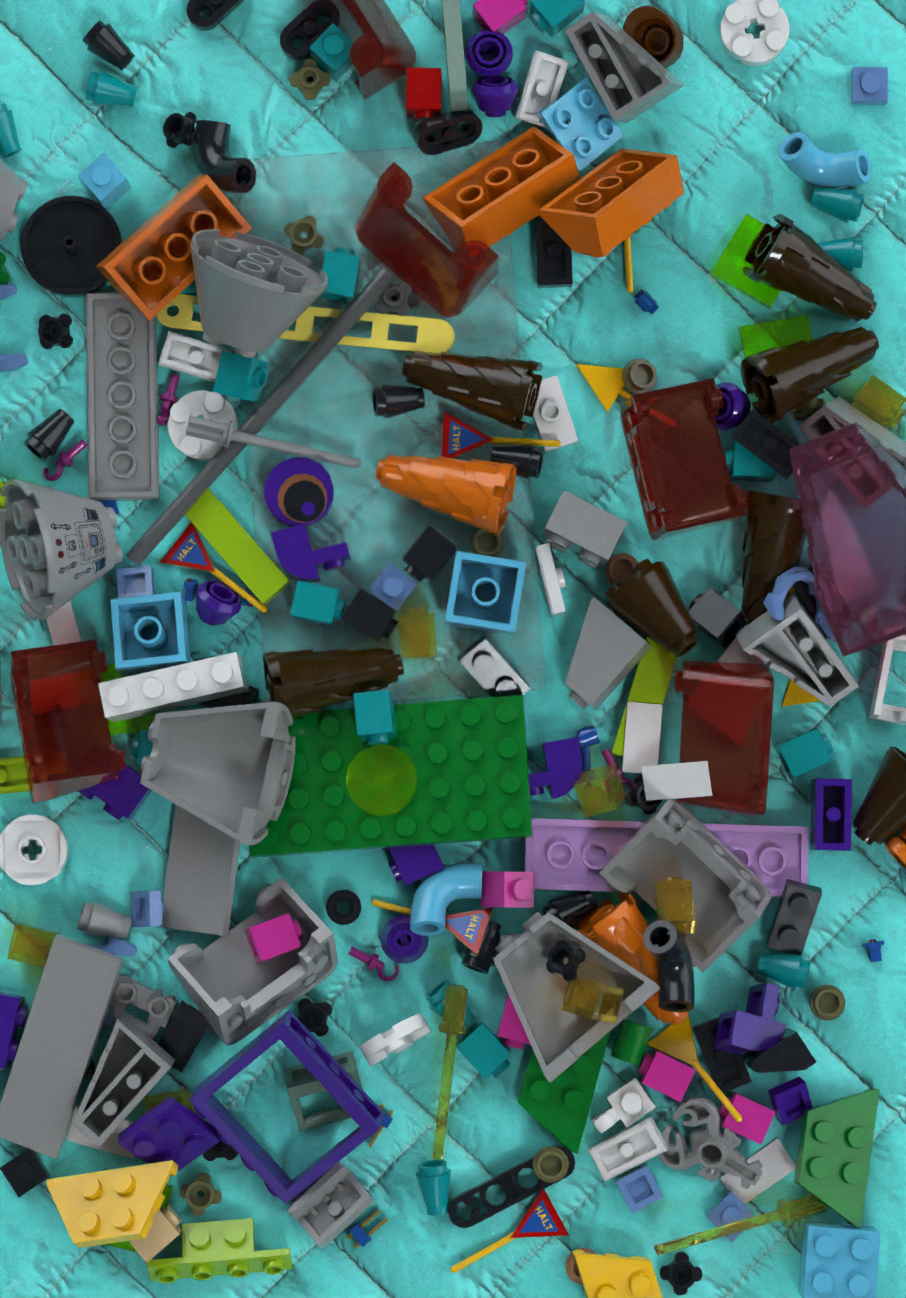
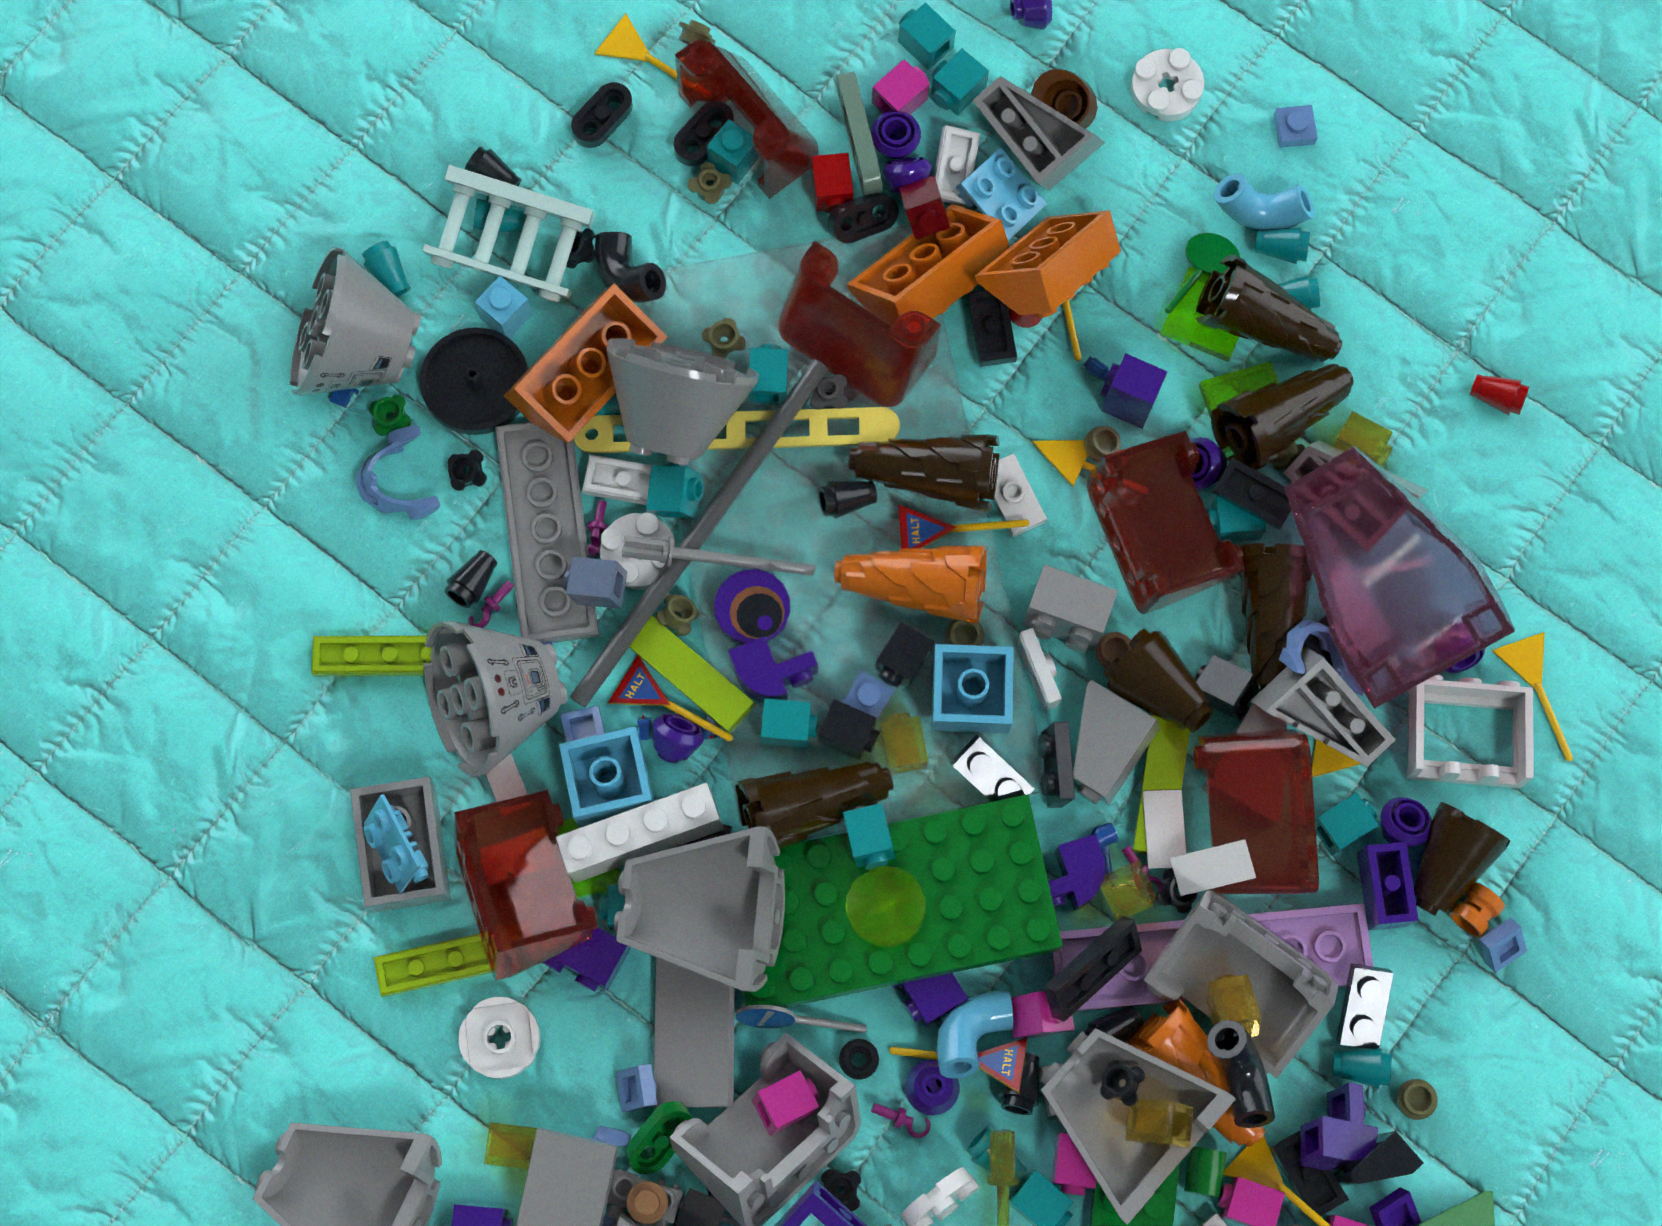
camera: 10 degrees left, 10 degrees down
(103, 921) = (589, 1109): light grey cone -> none
(143, 1008) = (647, 1202): none -> medium nougat plate
(144, 90) = (500, 197): none -> light aqua fence
(151, 961) = (656, 1135): none -> green plate
(159, 453) = (595, 582): none -> sand blue brick
(237, 483) = (683, 608): none -> olive plate
(277, 863) = (777, 1017): none -> piece
(505, 130) = (924, 207): none -> dark red brick
(525, 458) = (997, 542): black cone -> none
(552, 682) = (1057, 779): none -> black plate
(556, 857) = (1093, 968): none -> black plate
(672, 330) = (1132, 390): none -> dark purple brick
(762, 203) = (1204, 254): none -> green piece
(857, 759) = (1405, 821): none -> dark purple cone
(874, 950) = (1458, 1033): blue piece -> none

